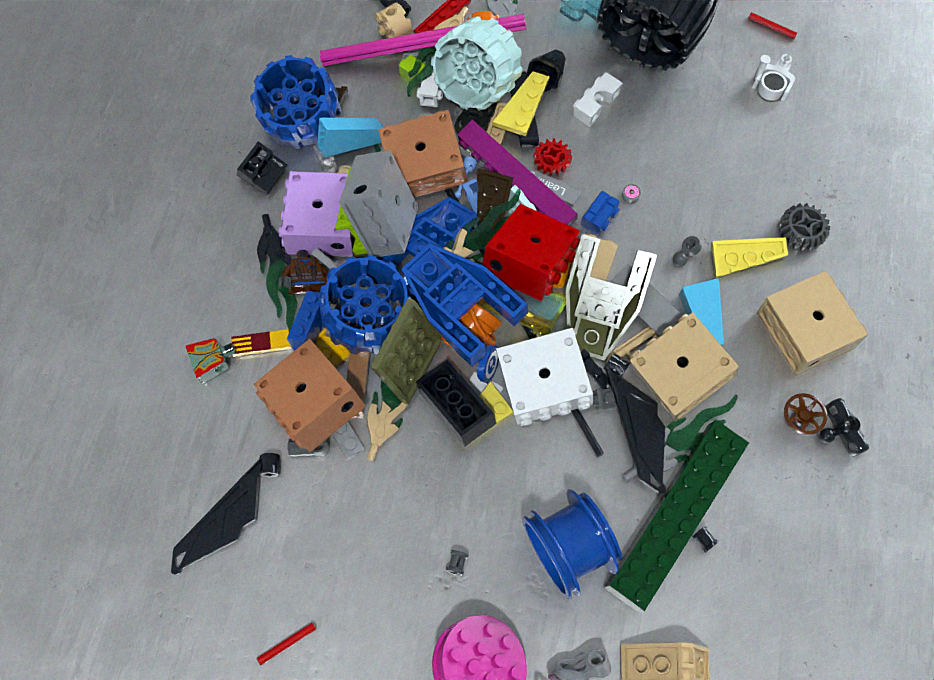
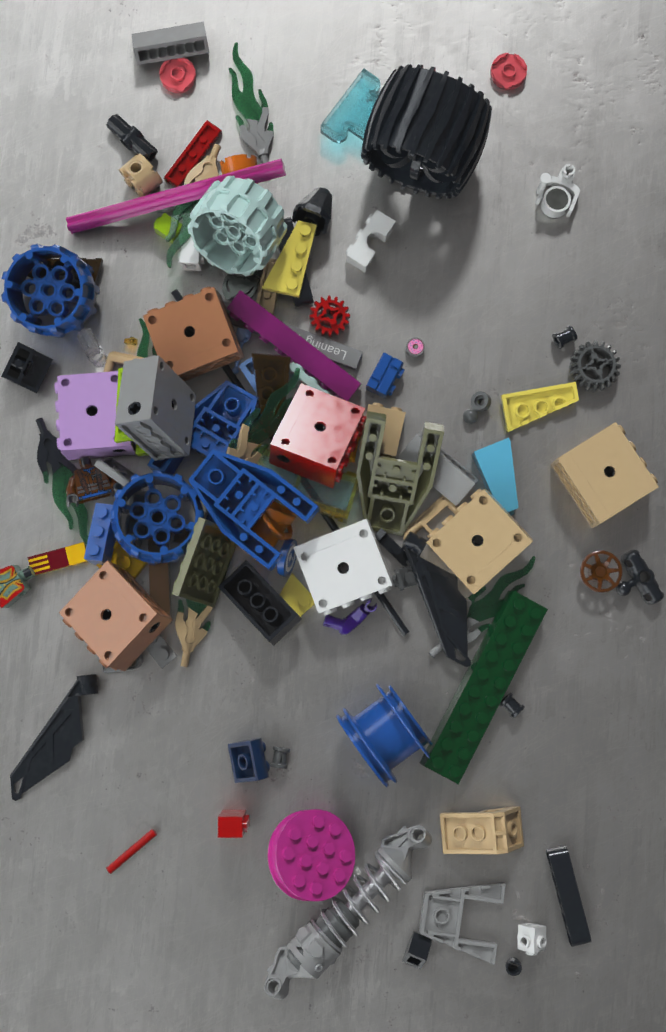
camera: 10 degrees left, 15 degrees up
(347, 134) = (111, 320): medium azure slope -> none
(399, 620) = (233, 823): none -> red brick
(424, 560) = (248, 760): none -> dark blue brick
(546, 434) = (351, 621): none -> dark purple arm
(772, 25) = (553, 124): red piece -> none
(776, 198) = (564, 337): none -> black bush

